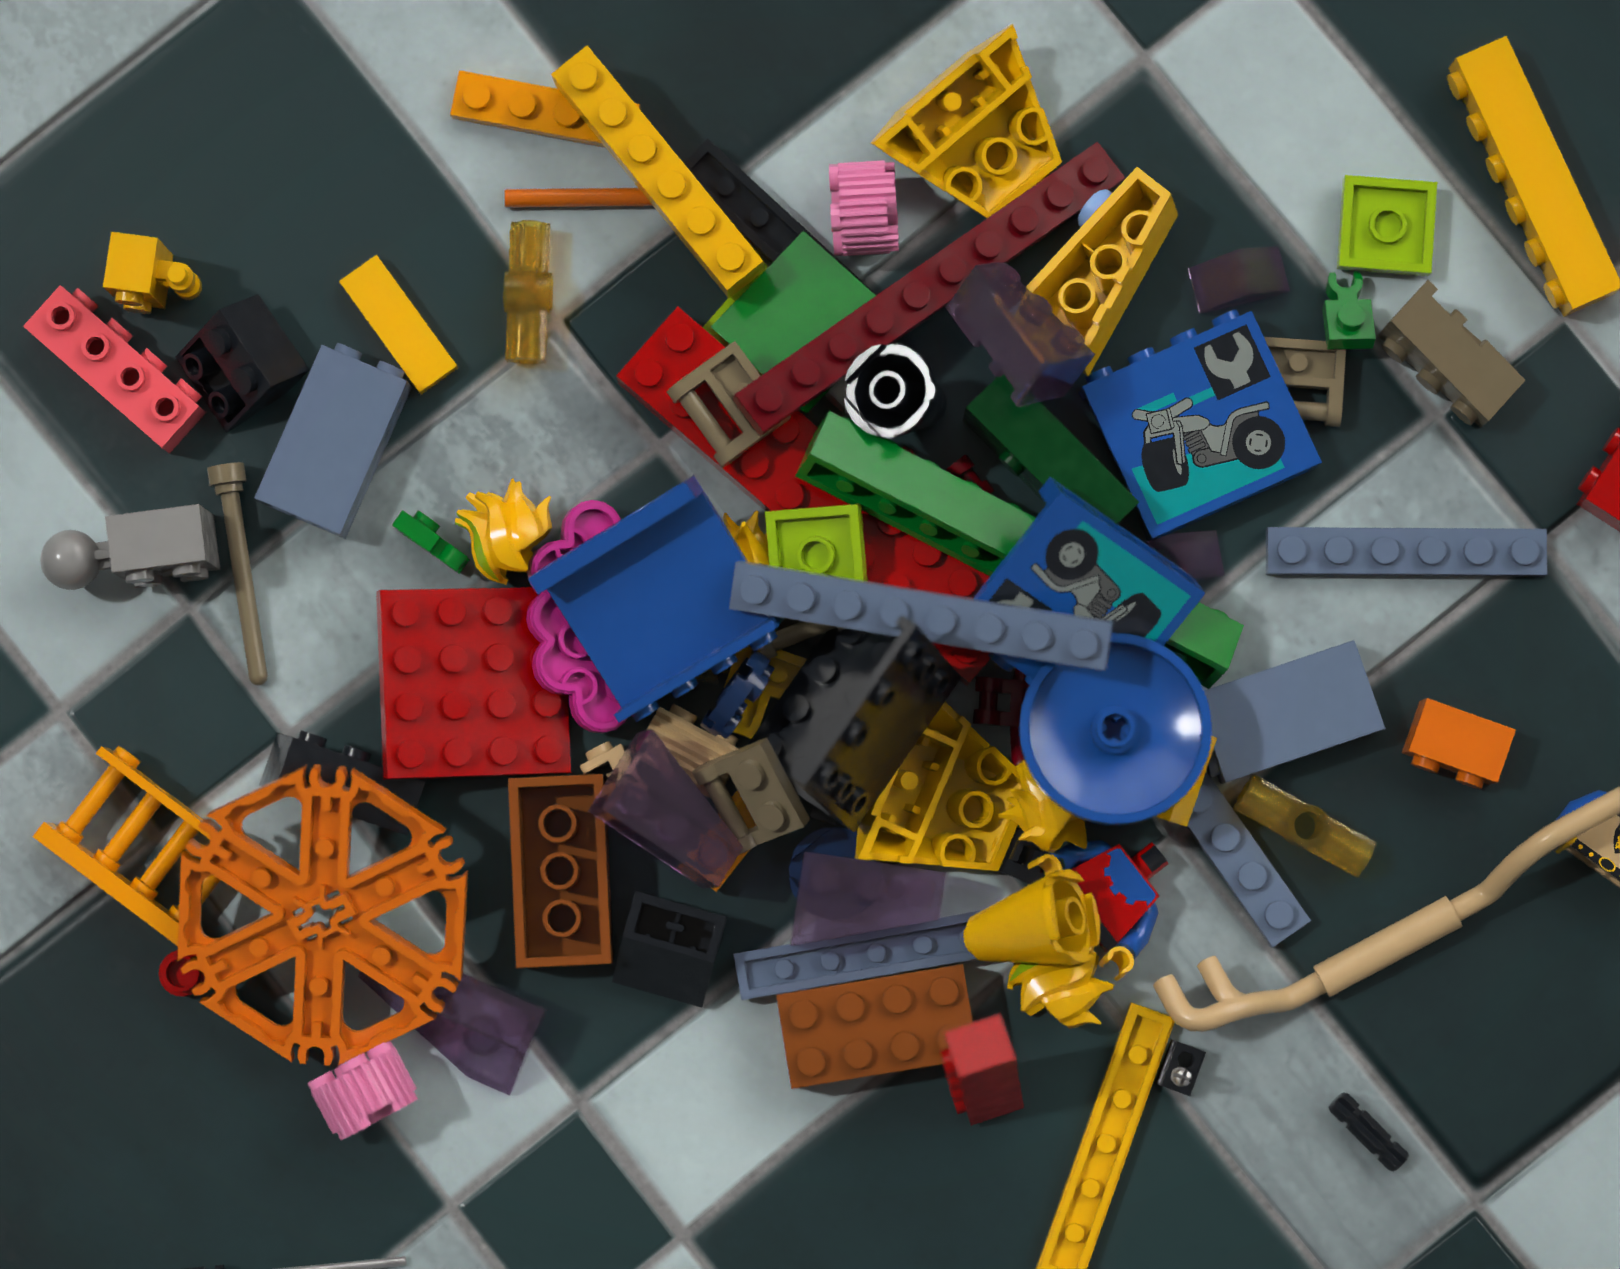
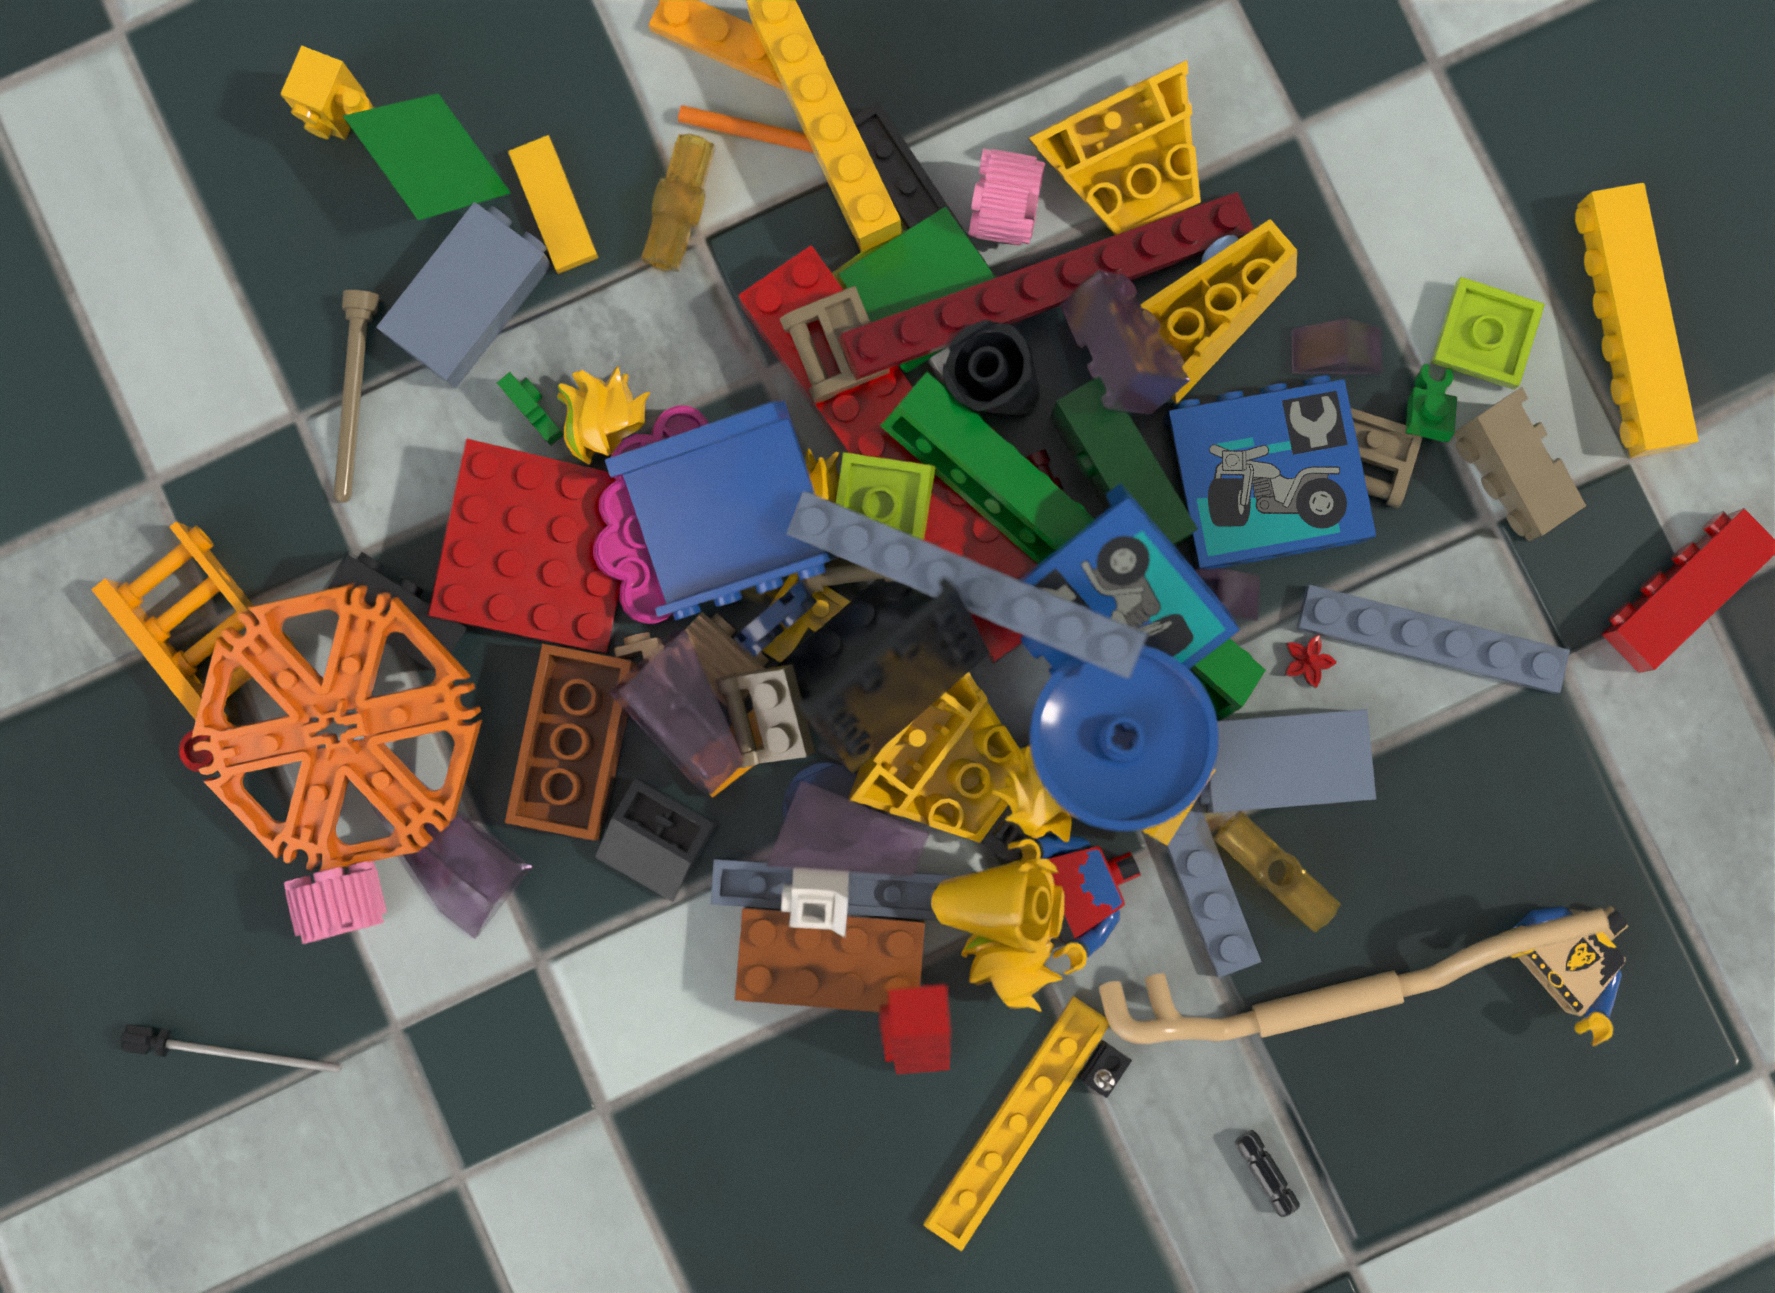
camera: 15 degrees right, 0 degrees up
(115, 369) = (282, 180): coral brick -> none
(138, 549) = (258, 347): light grey brick -> none
(241, 361) = (385, 220): black slope -> none
(262, 309) = (427, 155): none -> green sticker
(850, 966) = (817, 899): none -> white window
(987, 711) = (1007, 696): dark red piece -> none
(1286, 604) = (1308, 661): none -> red plant
(1458, 743) = (1439, 829): orange brick -> none

